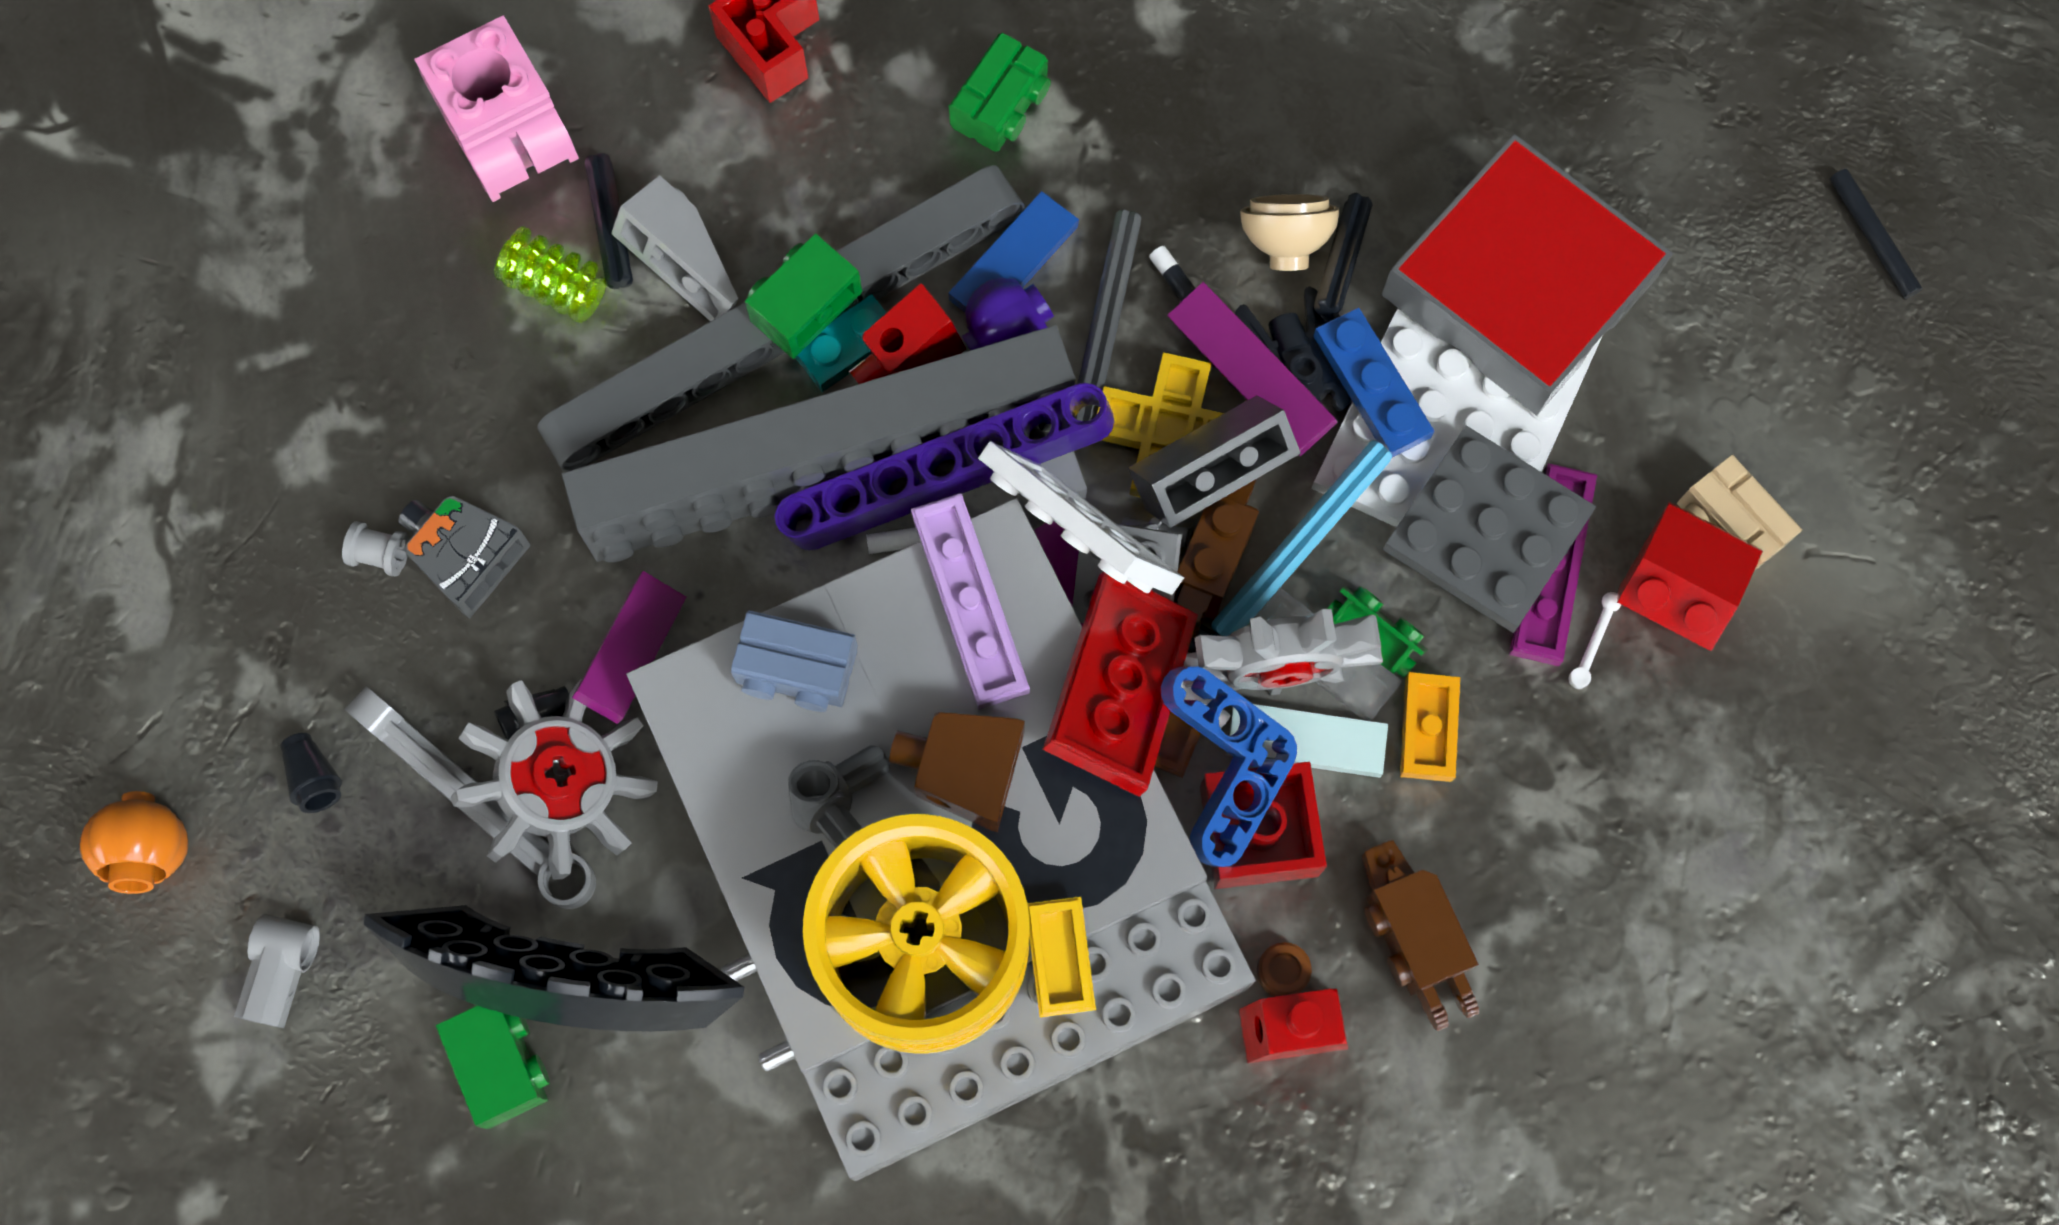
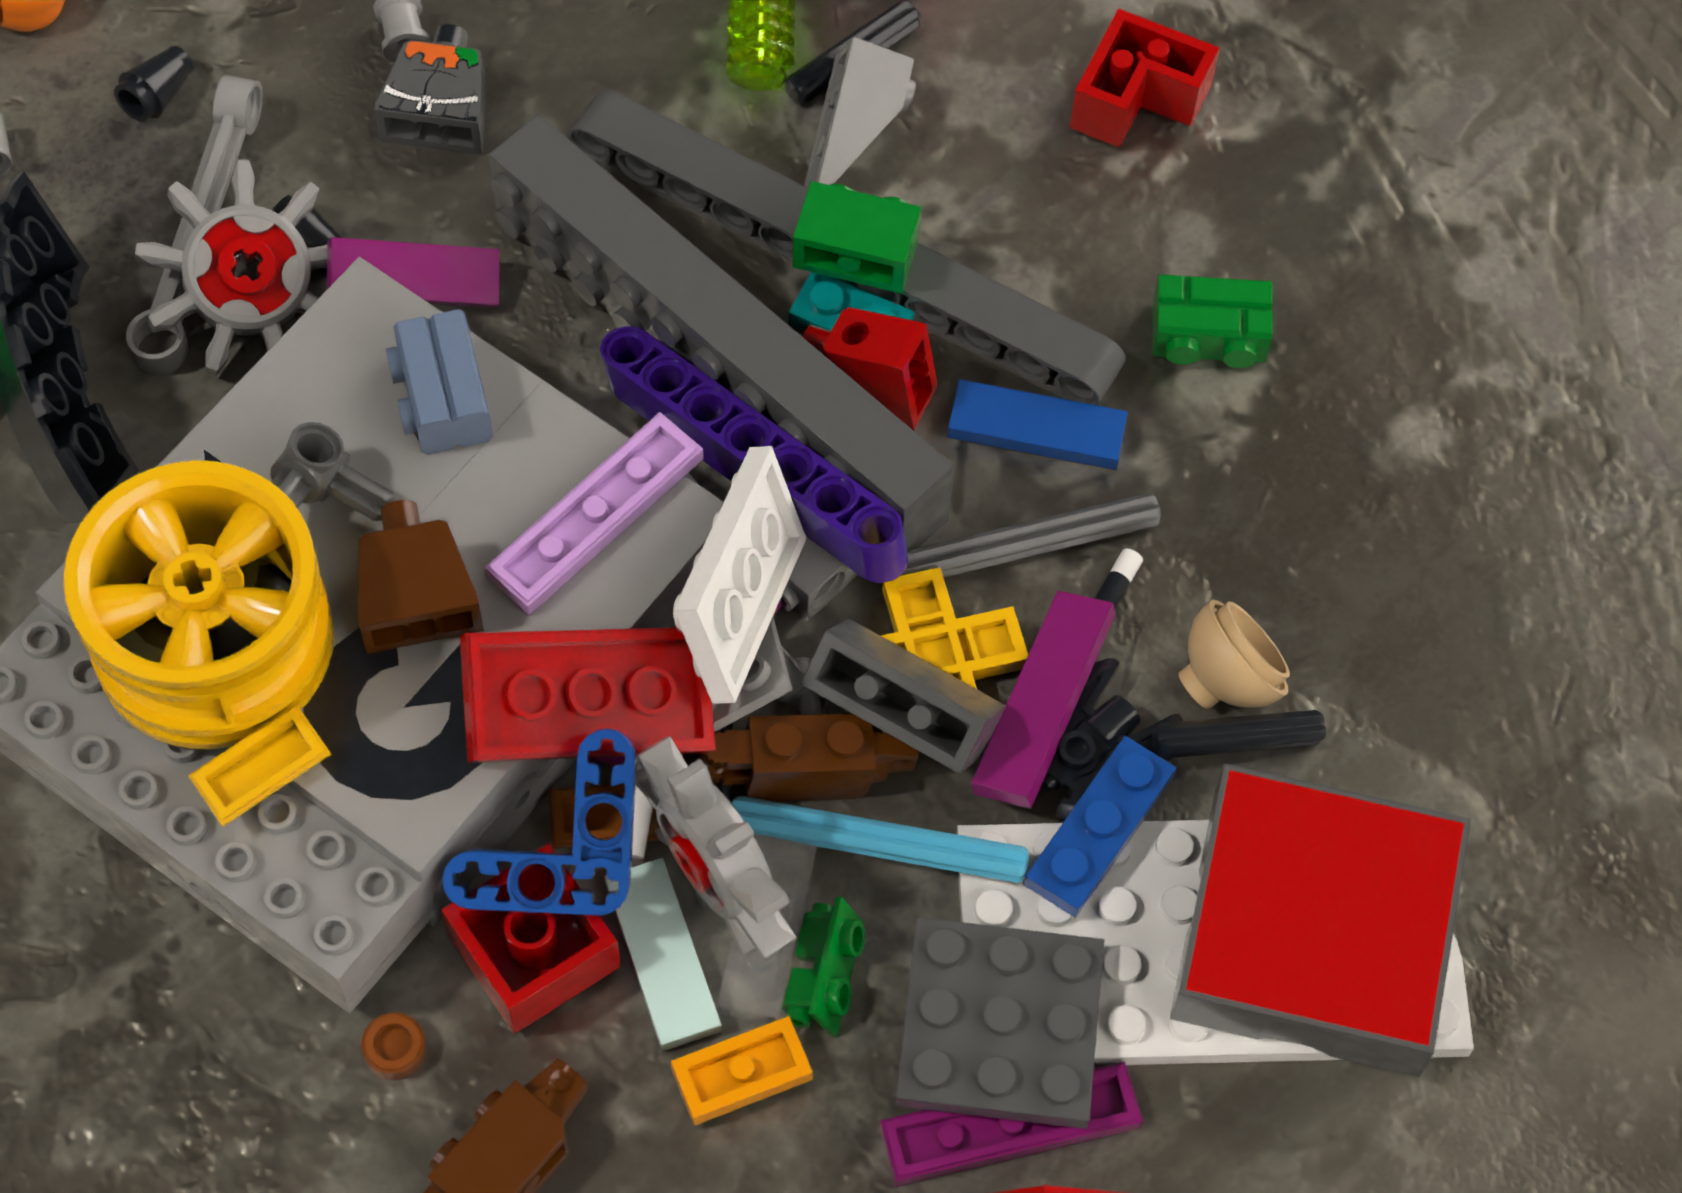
camera: 60 degrees right, 10 degrees down
(1003, 311) = (961, 432): dark purple plant -> none
(1293, 1025) = (329, 1073): red torso -> none

